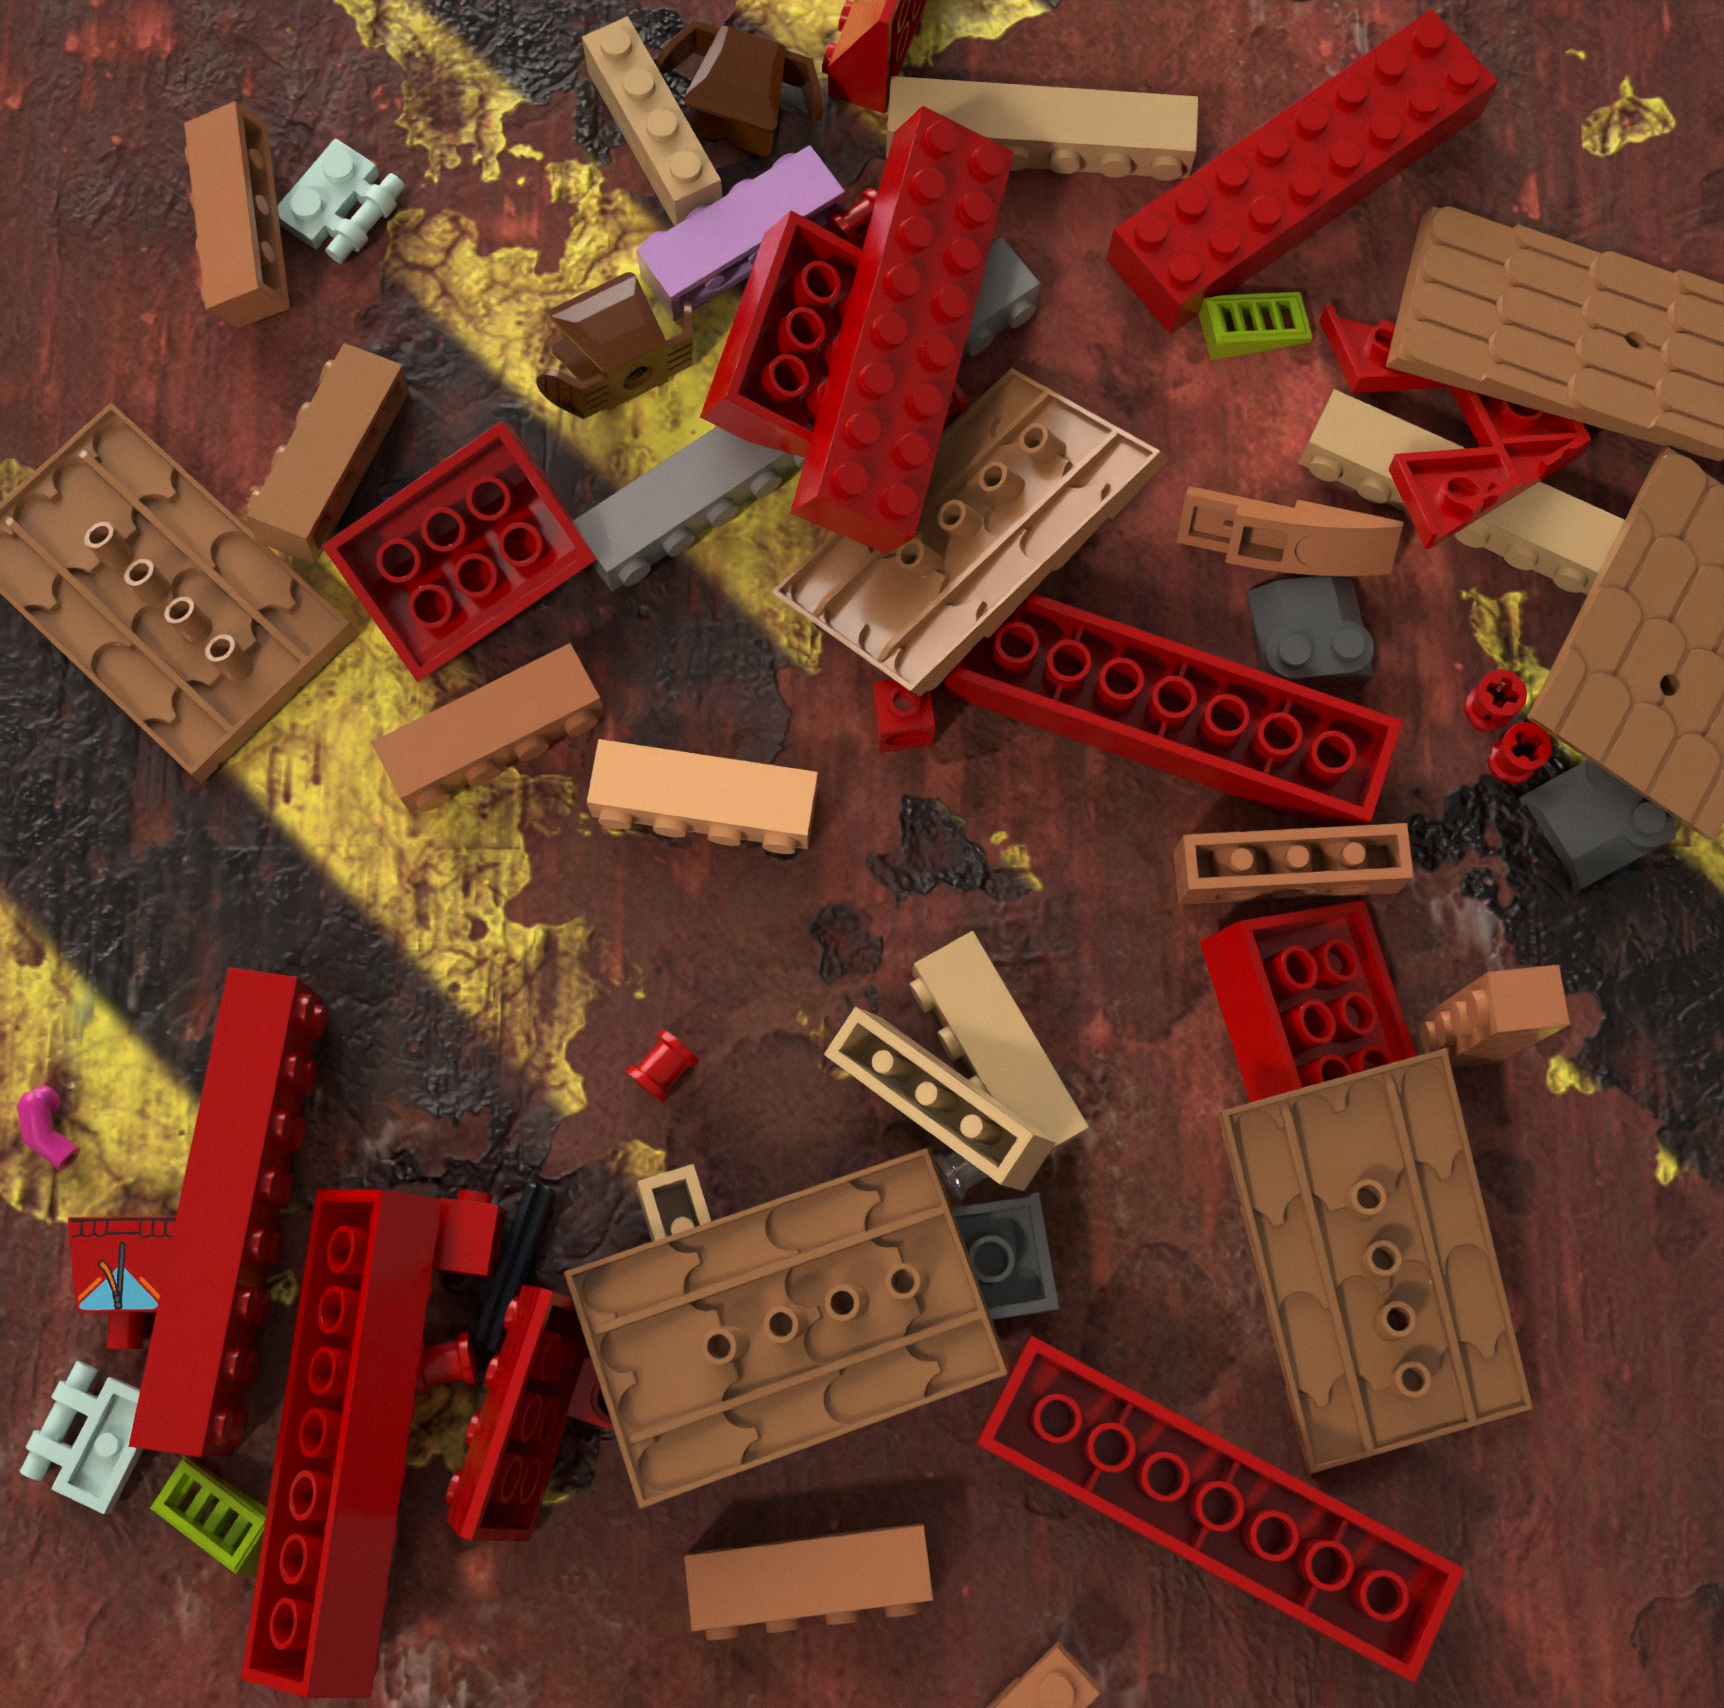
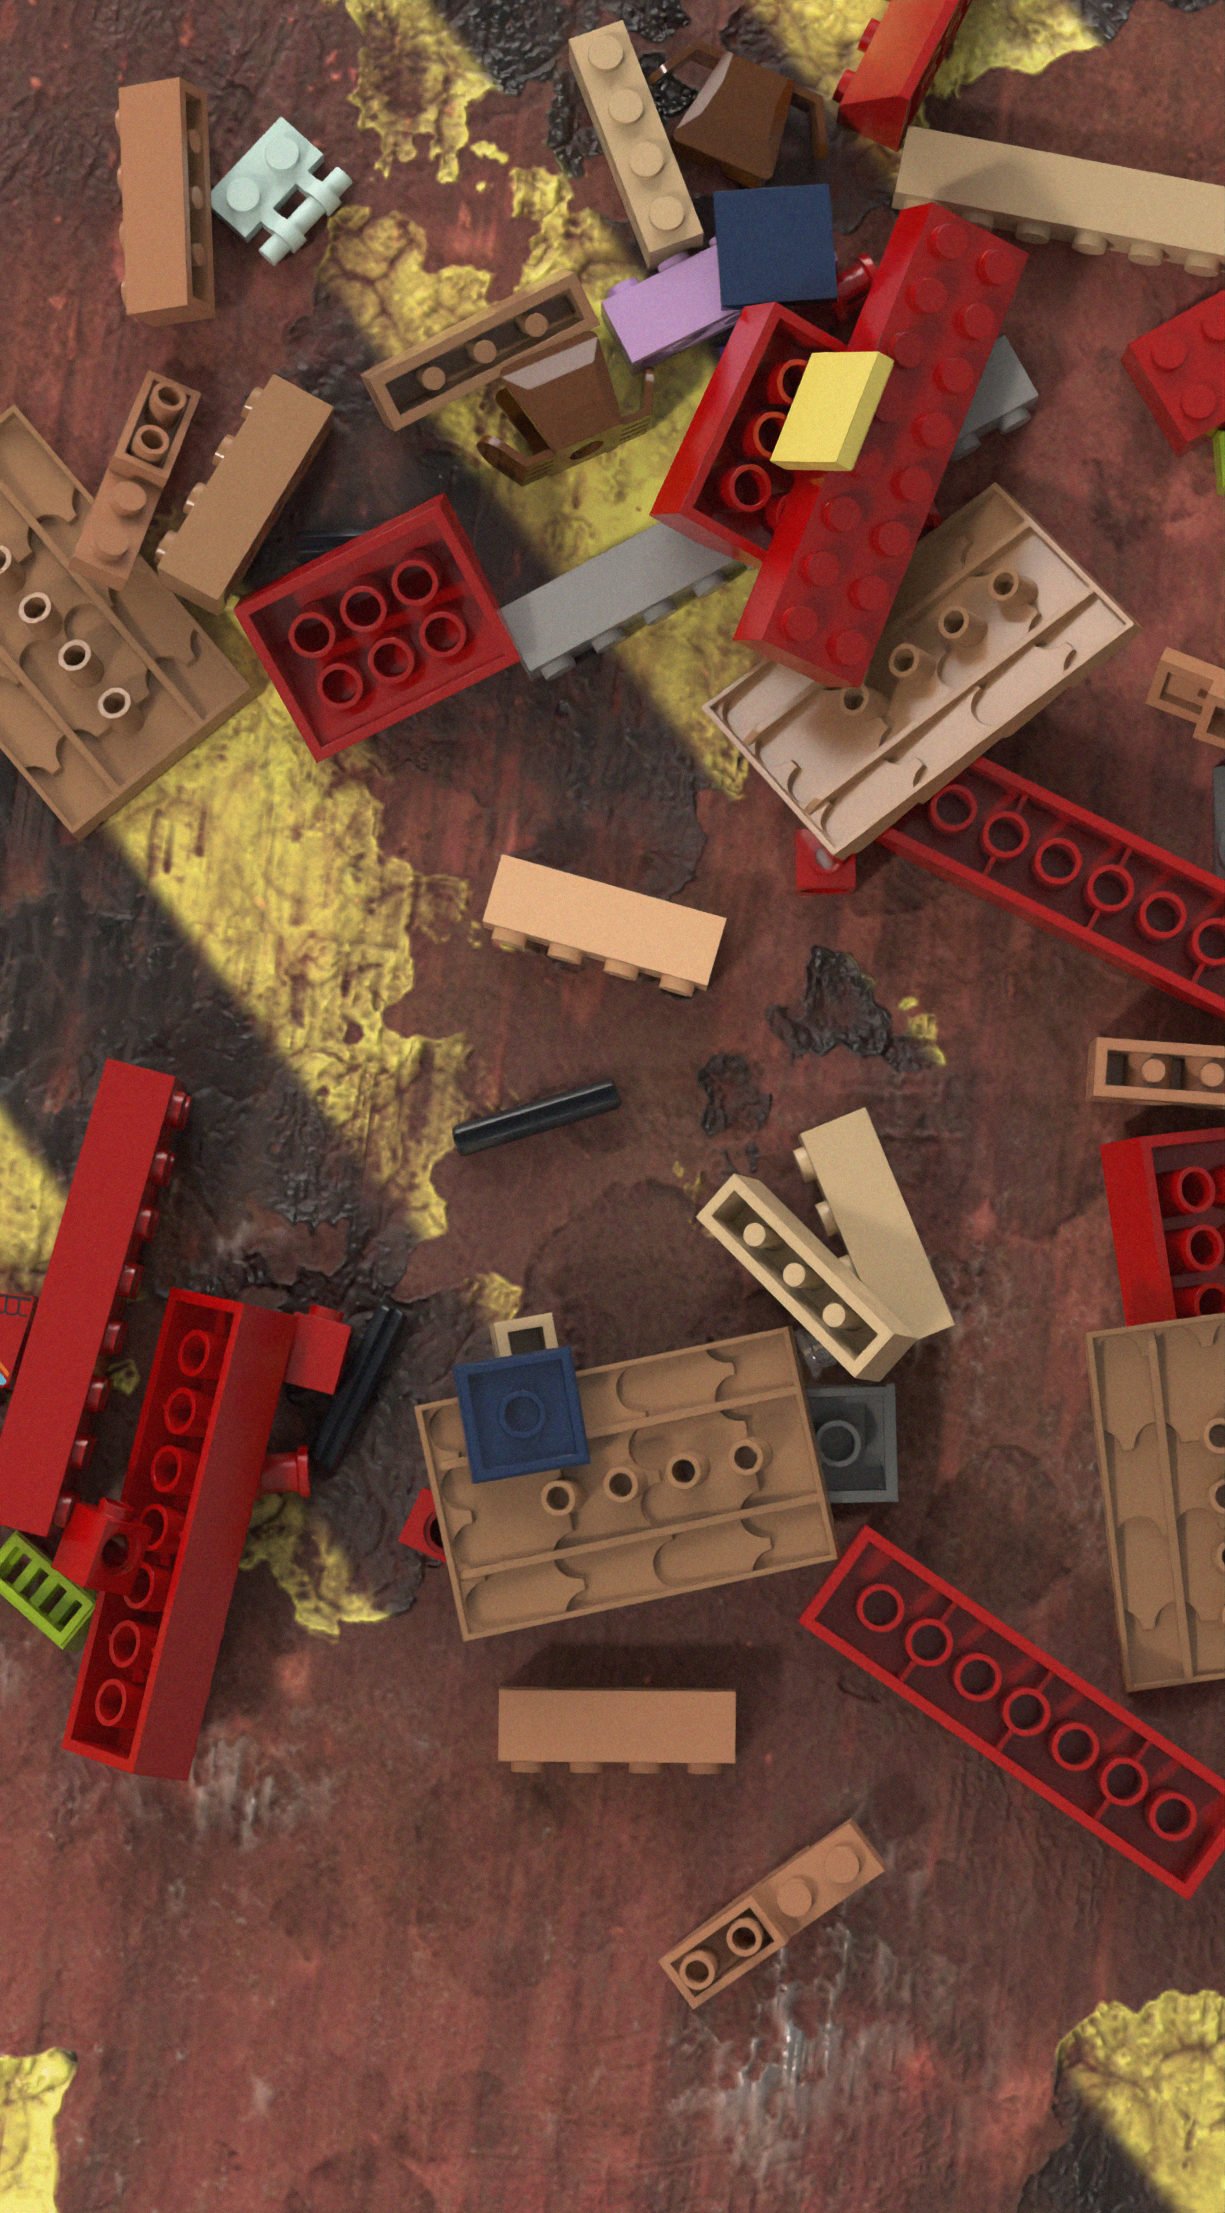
camera: 10 degrees right, 10 degrees up
(224, 452) = (134, 481): none -> nougat slope
(279, 1475) = (102, 1546): none -> red brick
(489, 729) = (389, 823): nougat brick -> none
(521, 1420) = (353, 1536): red slope -> none
(523, 305) = (478, 349): none -> medium nougat brick
(660, 984) = (536, 1117): none -> black axle
(662, 1066) = (529, 1203): red bush -> none
(672, 1266) = (521, 1414): none -> dark blue tile
(785, 174) = (775, 246): none -> dark blue tile
(856, 290) = (832, 411): none -> light yellow tile

